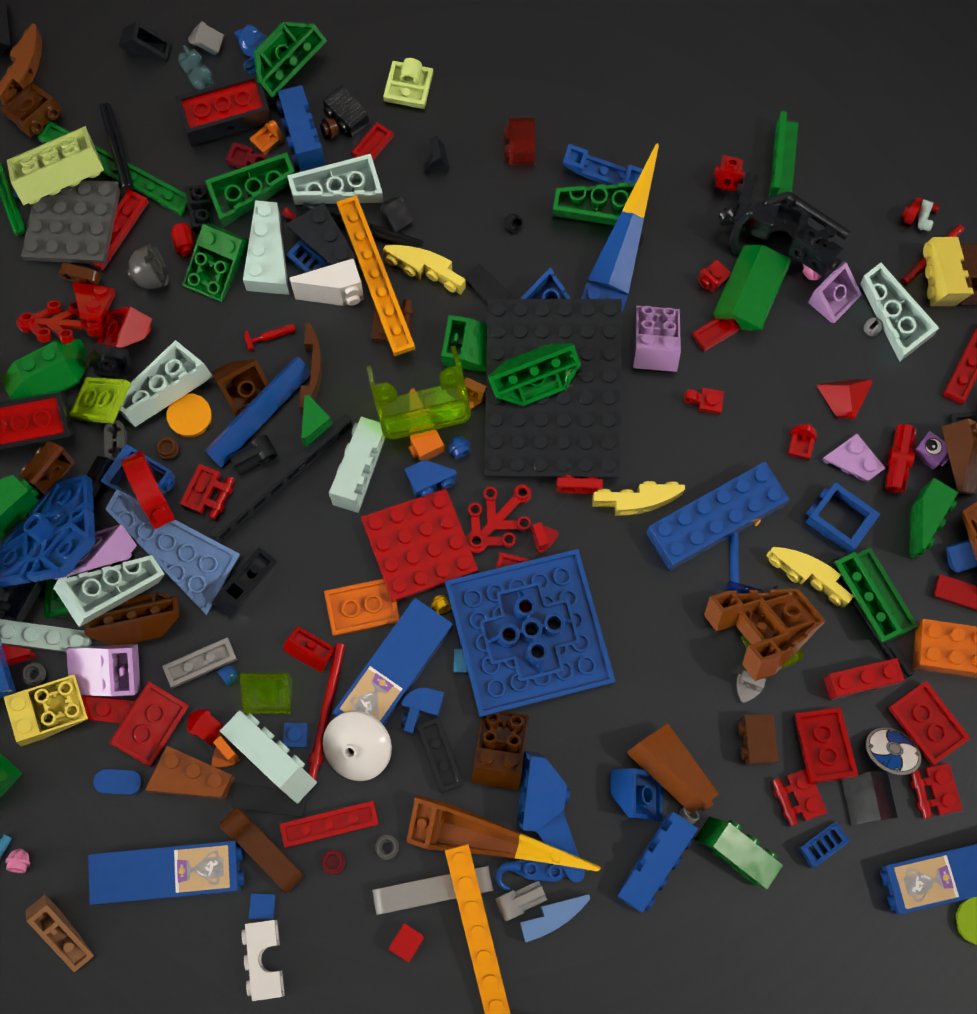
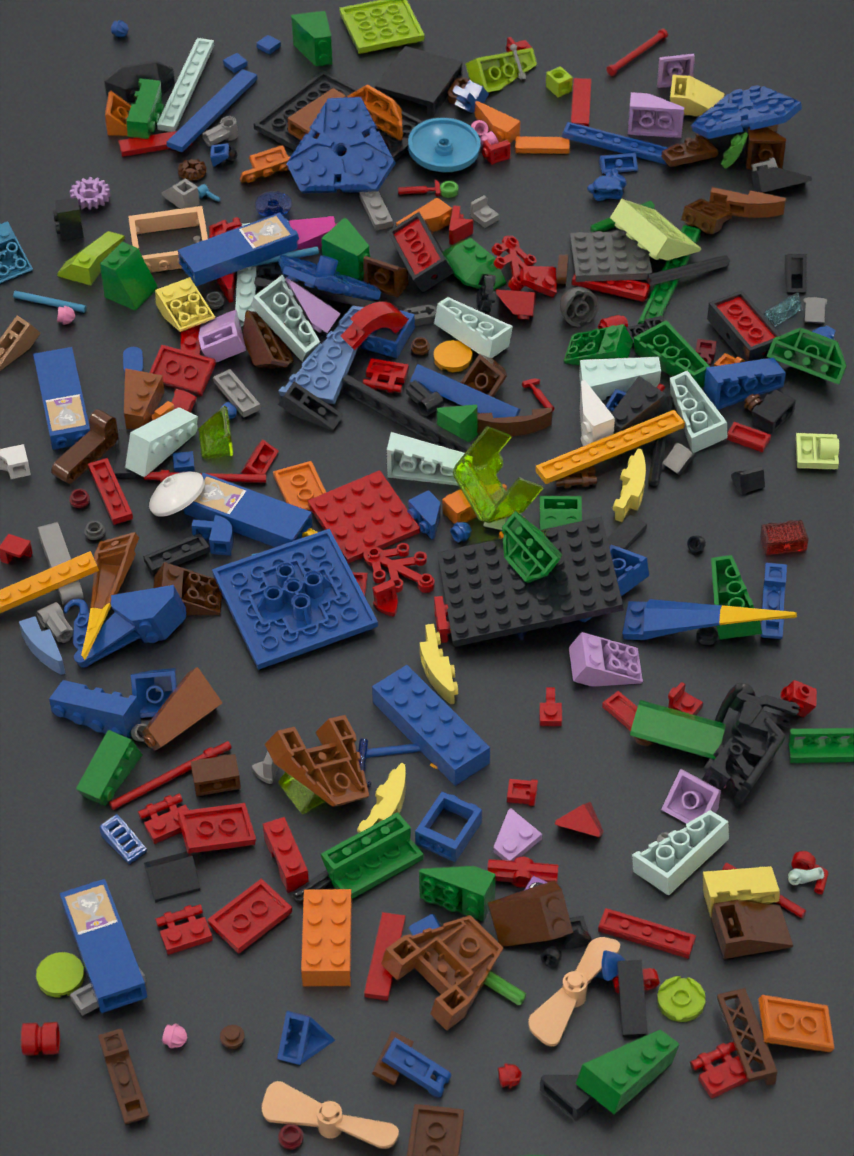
camera: 85 degrees right, 25 degrees down
(100, 400) = (449, 292): lime tile -> none
(262, 906) = (40, 461): blue tile -> none
(724, 745) = (166, 777): none -> red bar
(893, 751) = (216, 882): shield -> none

